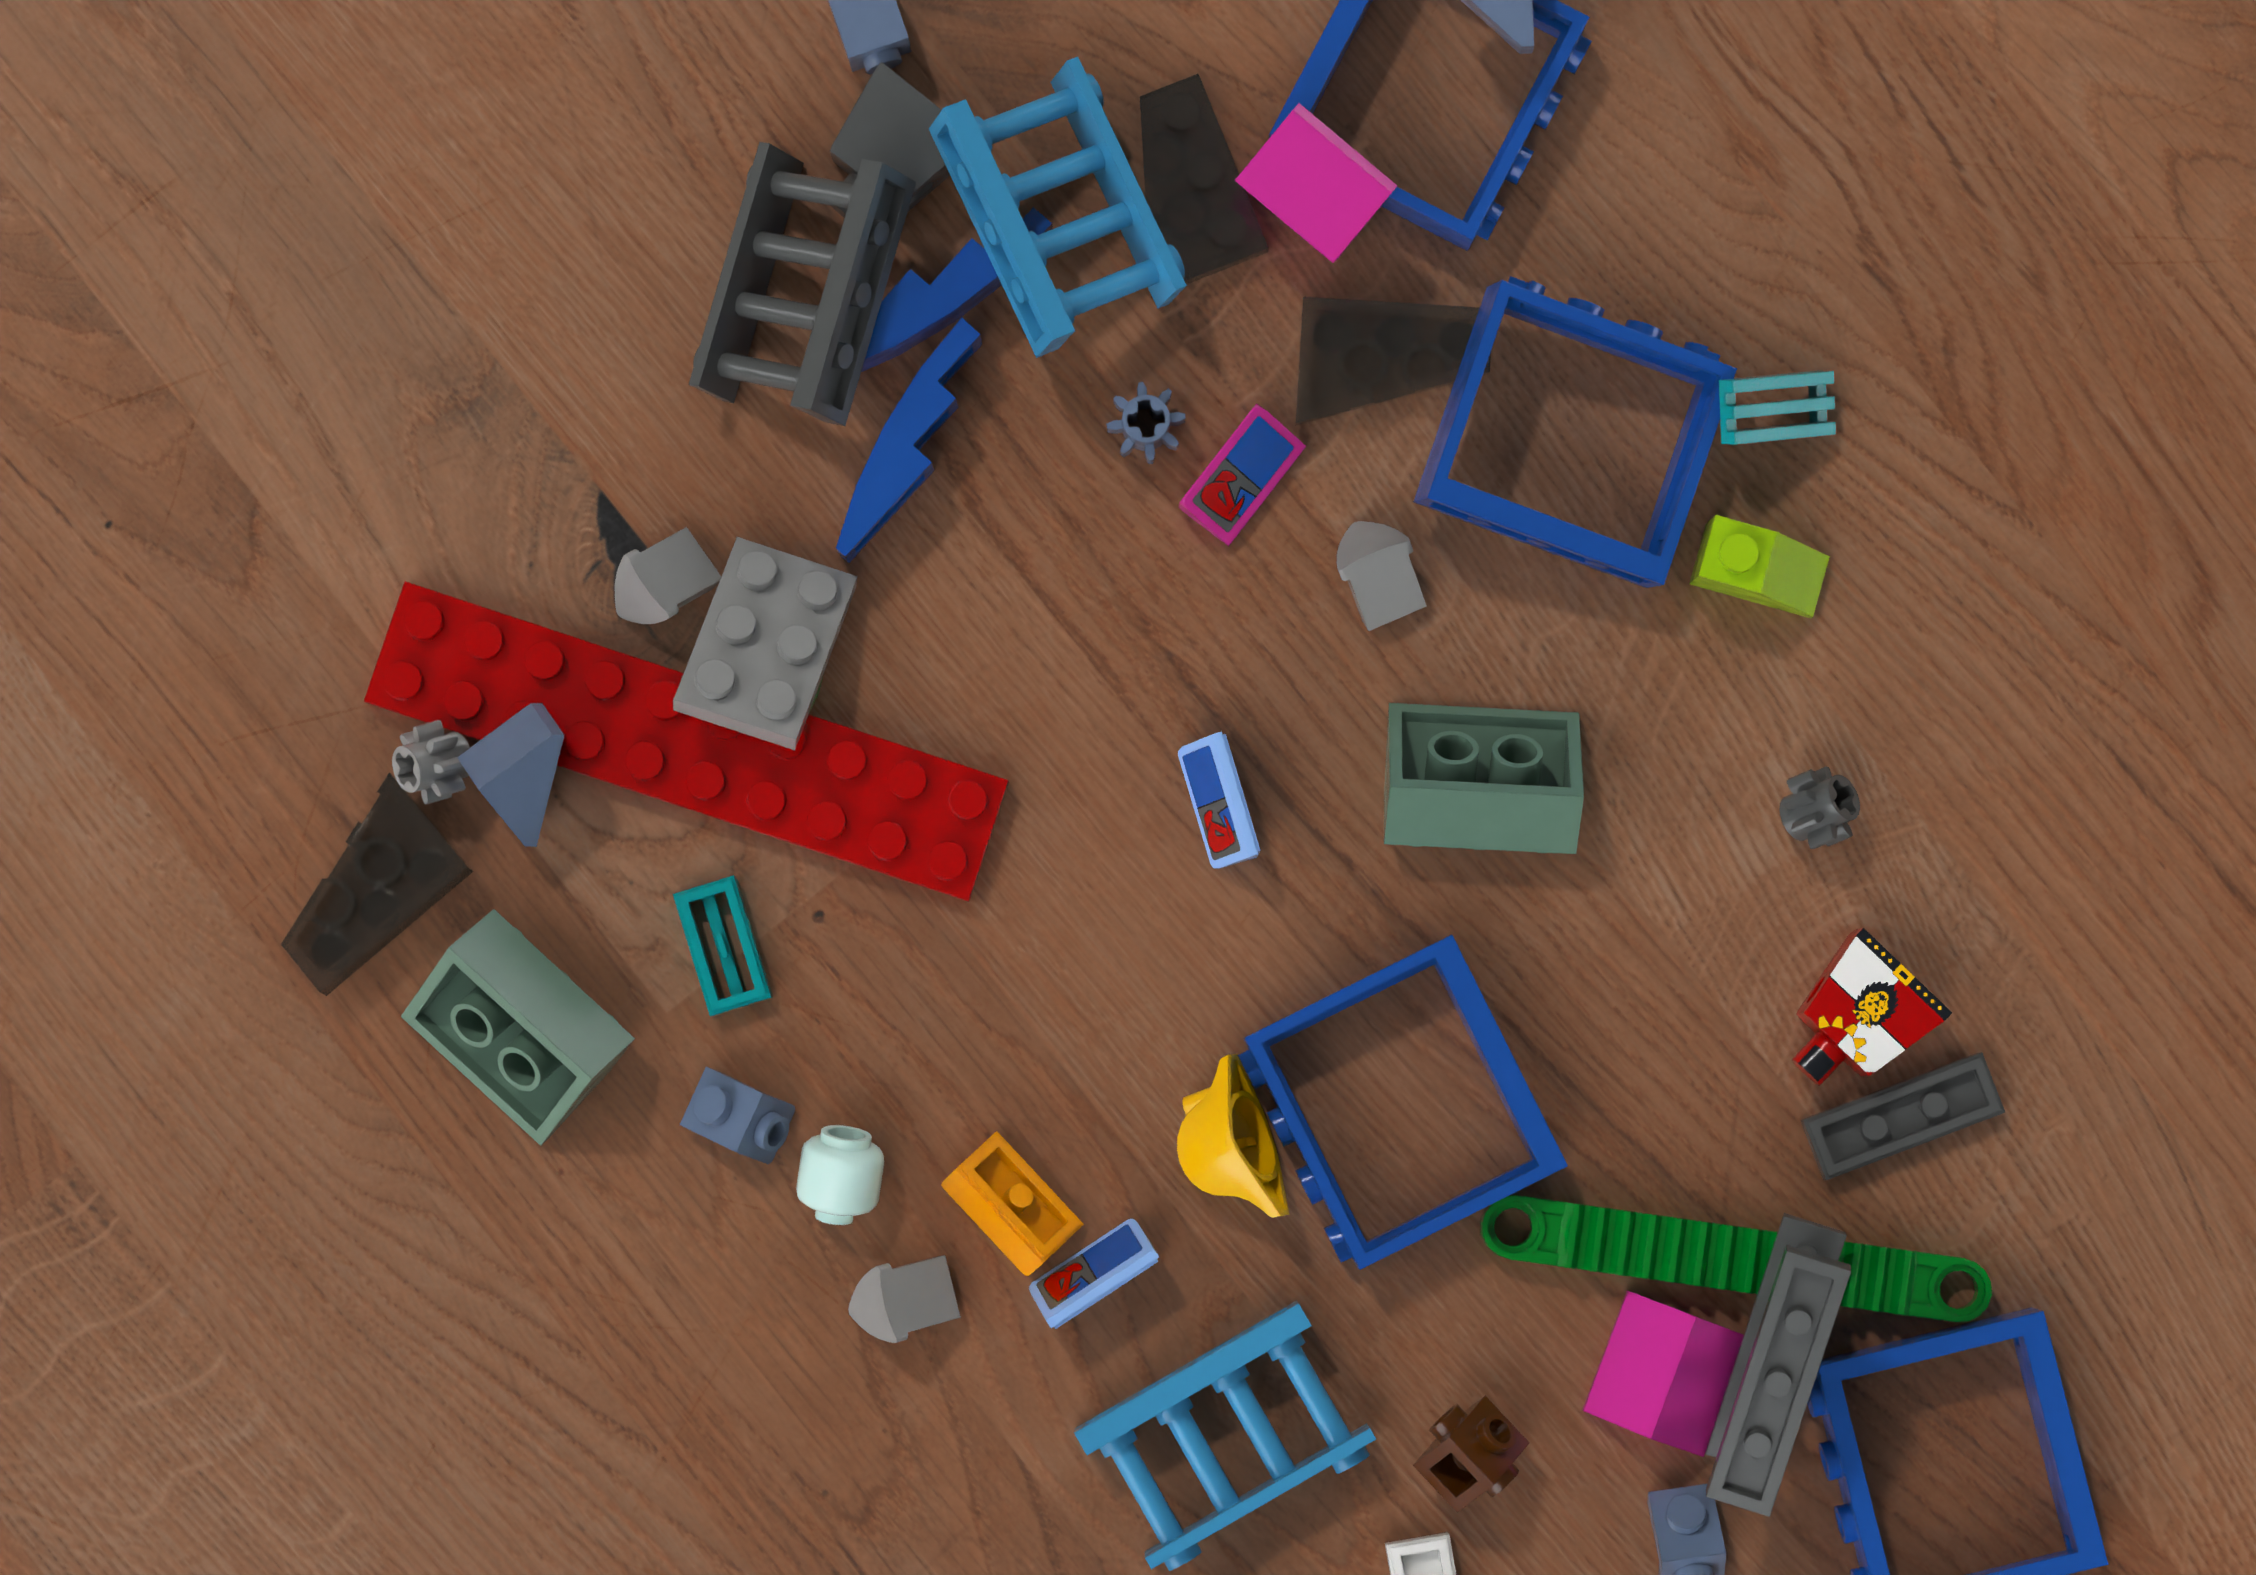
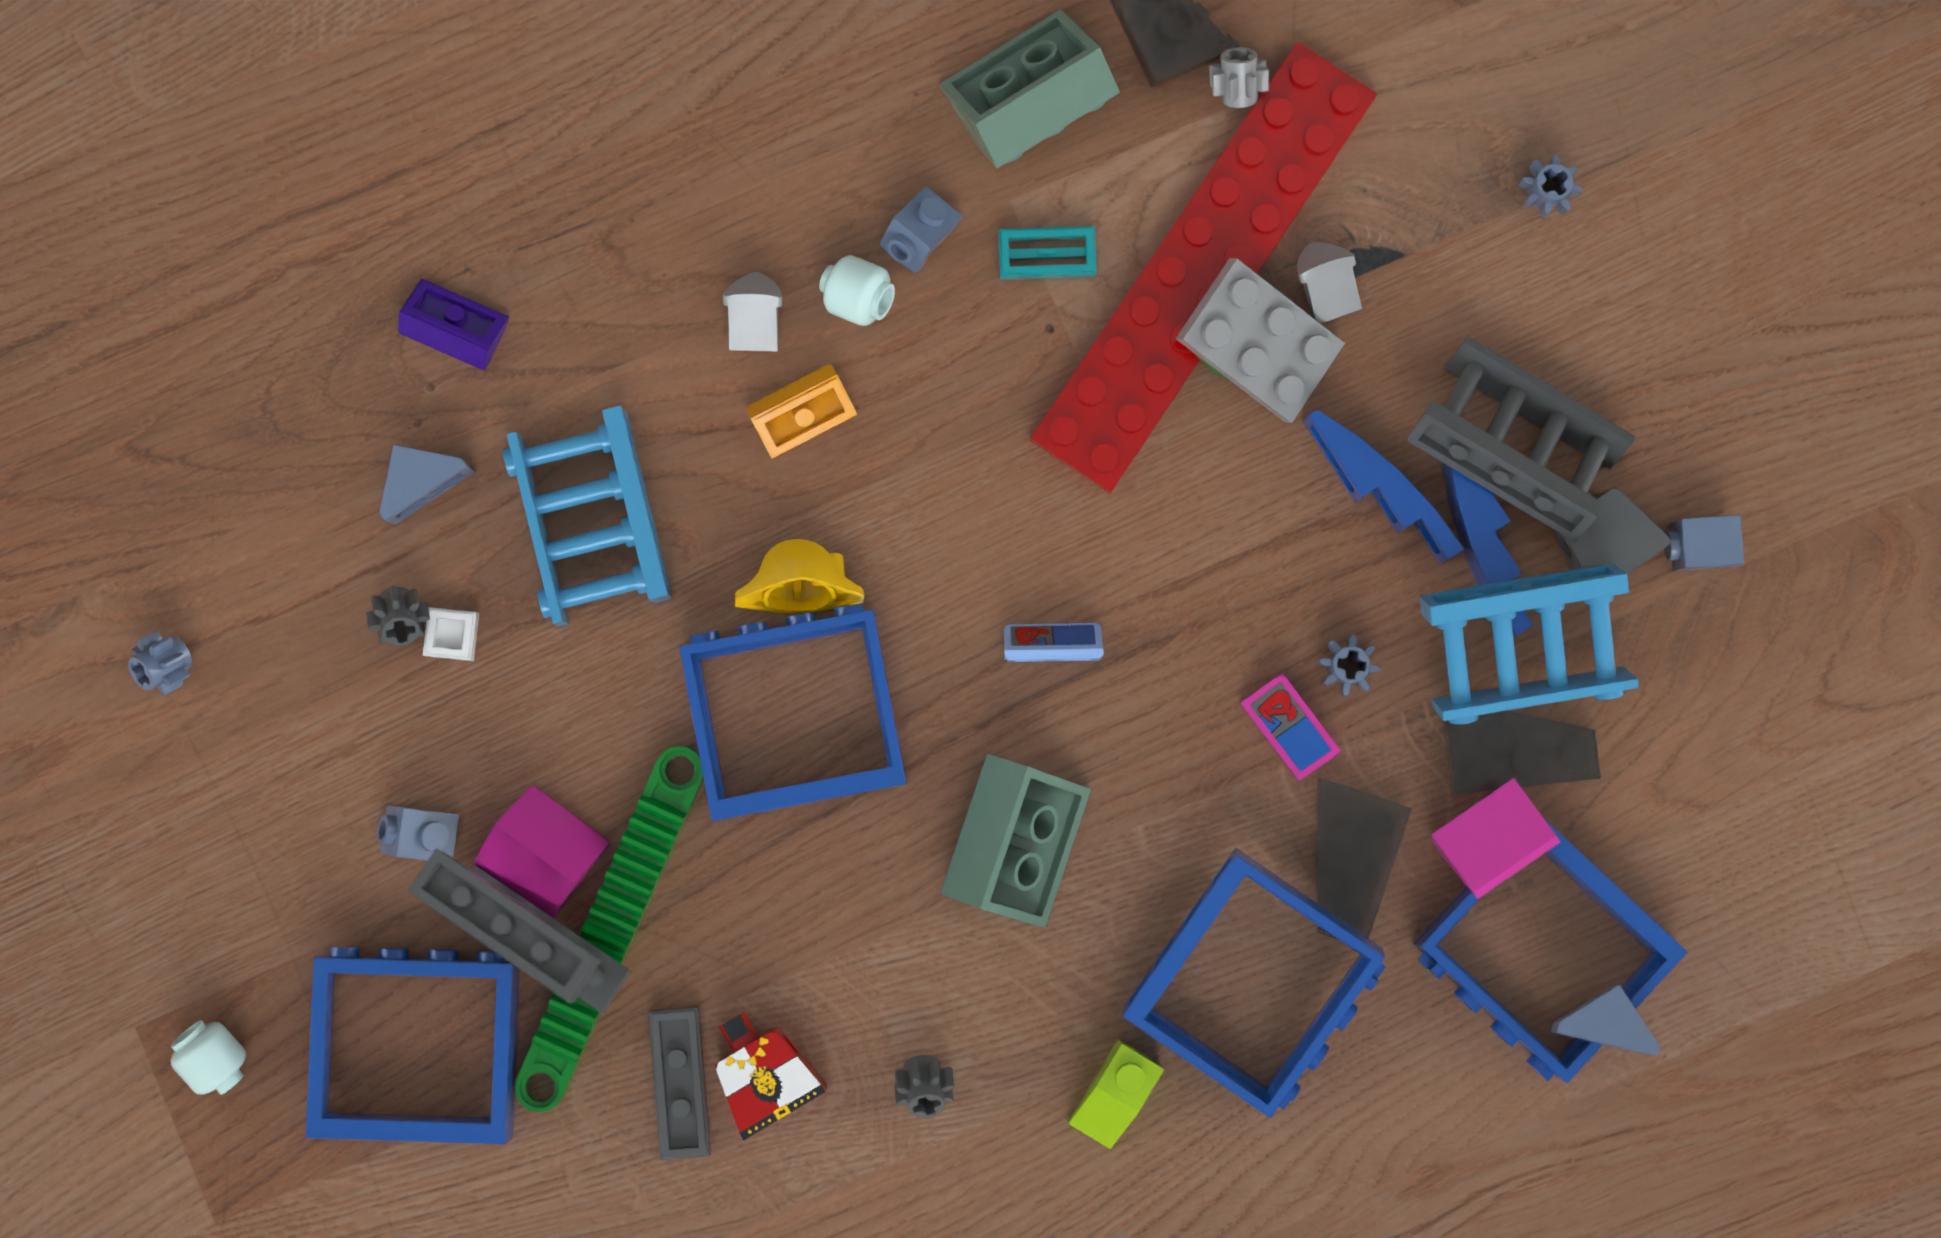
camera: 105 degrees right, 0 degrees up
(469, 315) = (1547, 174): none -> sand blue gear
(517, 769) = (1217, 132): sand blue slope -> none
(1093, 1273) = (733, 454): slope -> none
(1379, 573) = (1189, 807): light grey tile -> none
(1471, 1453) = (523, 691): reddish brown brick -> none
(1816, 405) = (1227, 1172): teal tile -> none

